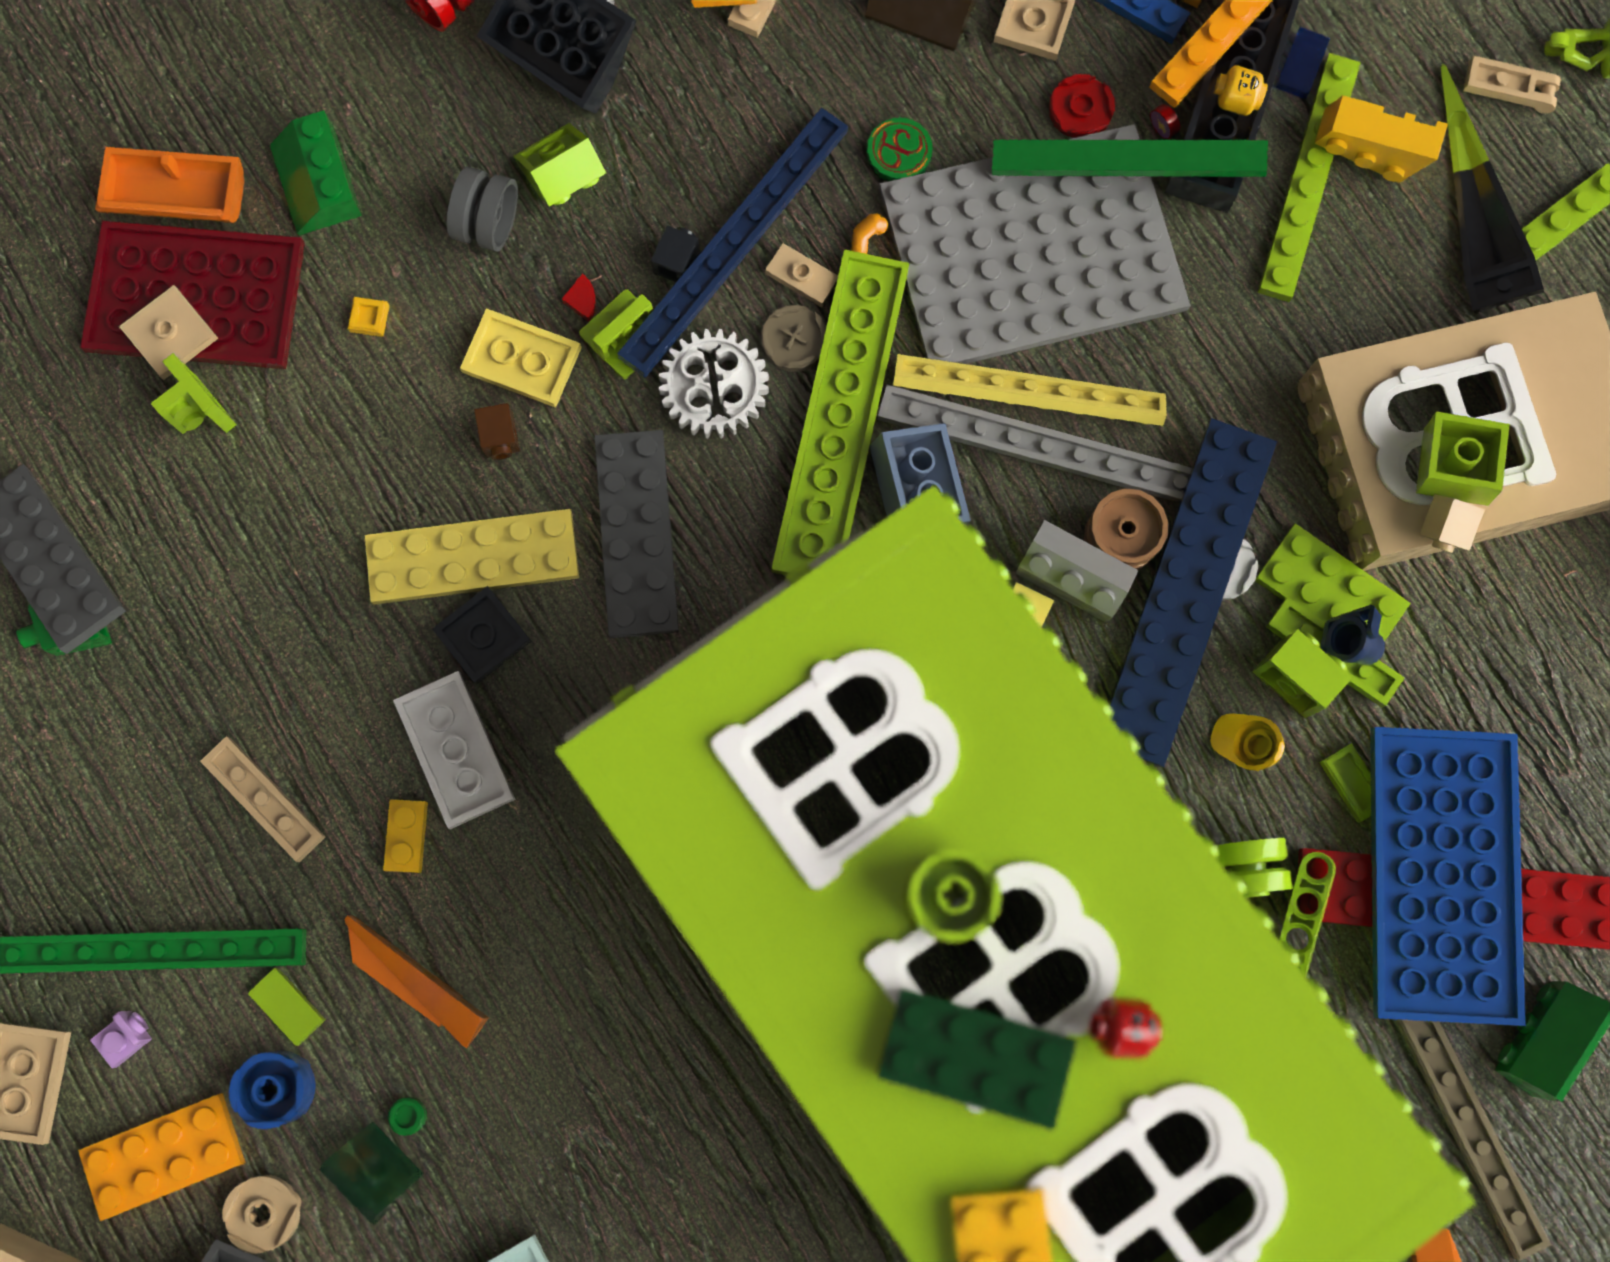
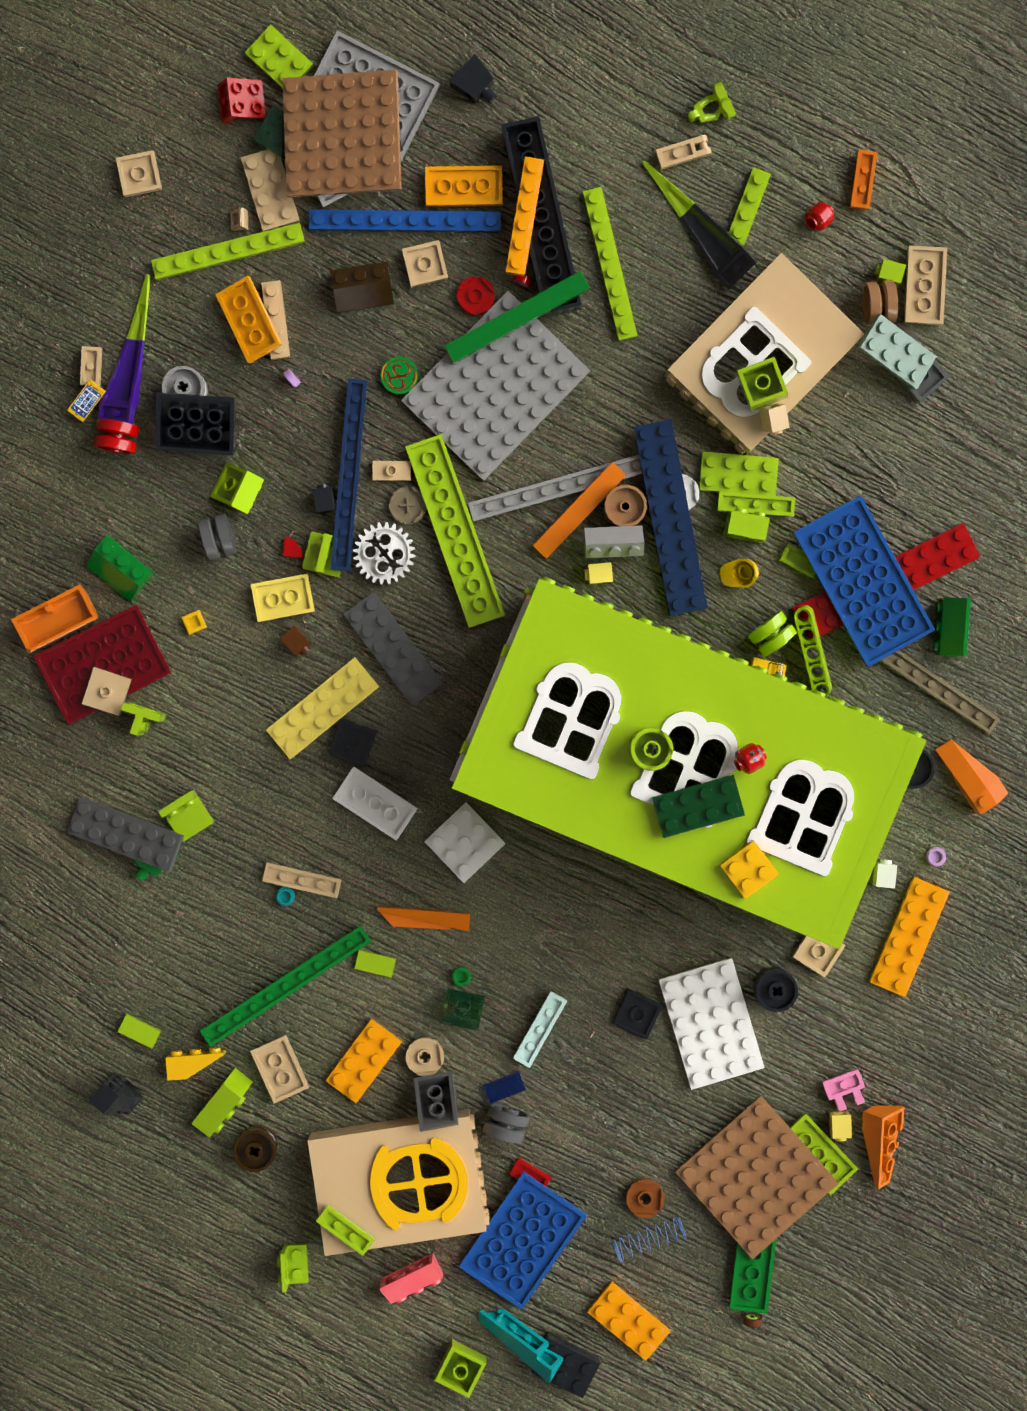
camera: 25 degrees left, 10 degrees up
(121, 1038) = (310, 1022): lavender bracket -> none
(158, 587) = (187, 815): none -> lime bracket
(220, 808) = (285, 896): none -> teal plate
(265, 1109) = (394, 1012): blue brick -> none
(405, 836) = (378, 856): yellow plate -> none
(553, 900) = (465, 842): none -> white plate
(740, 61) = (291, 377): none -> lavender tile
(865, 229) = (408, 428): light orange arm -> none
(914, 461) = (513, 542): sand blue slope -> none
(1030, 390) = (538, 462): light yellow plate -> none
(1060, 492) = (579, 509): none -> orange tile
(1240, 90) = (552, 249): yellow head -> none
(1302, 62) = (572, 203): clear blue tile -> none
(1352, 638) = (758, 497): dark blue piece -> none
(1379, 140) = (633, 229): yellow wedge -> none

